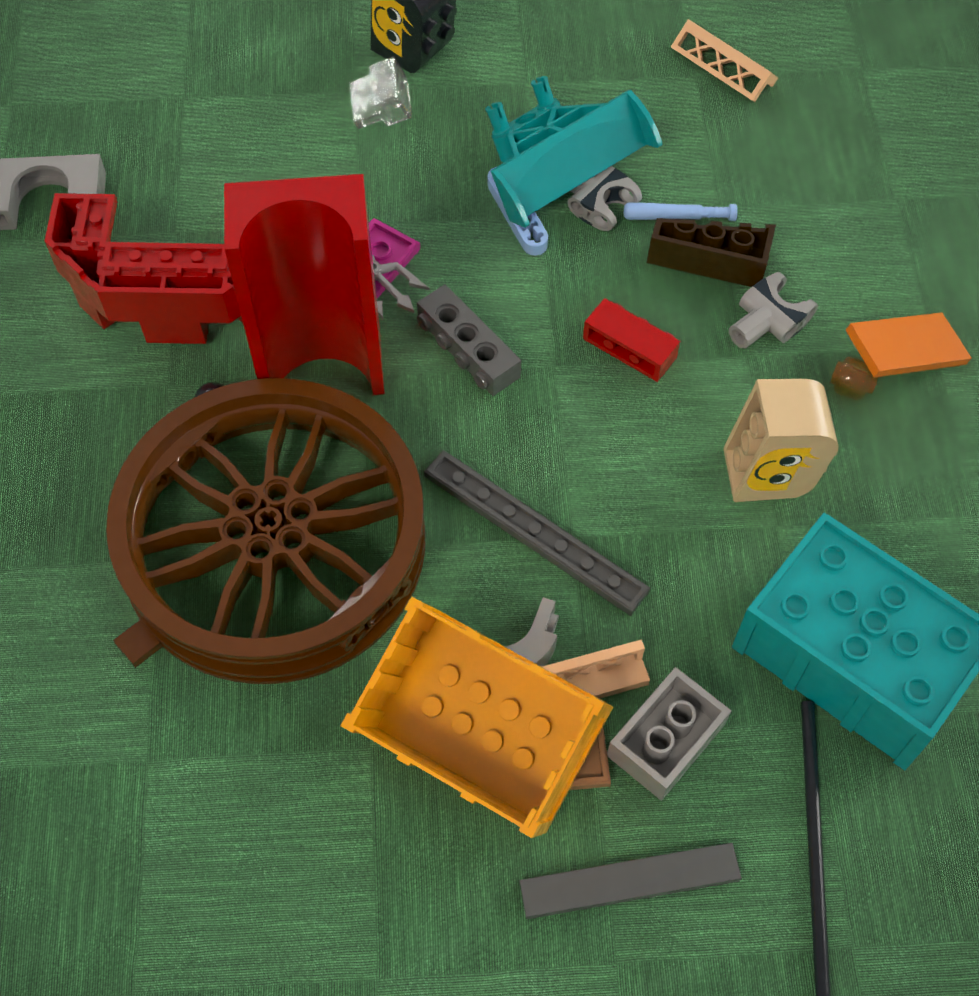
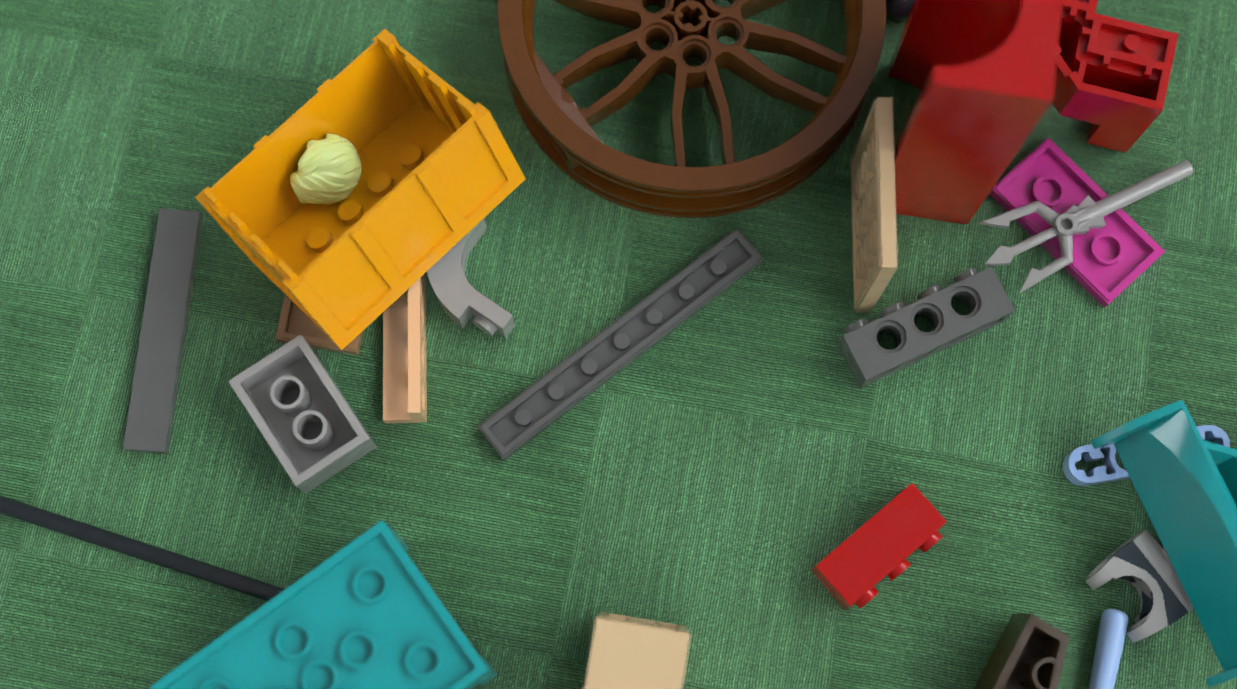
camera: 105 degrees right, 15 degrees up
(404, 359) = (873, 207): none -> tan tile
(468, 755) = (326, 171): none -> yellowish green hair

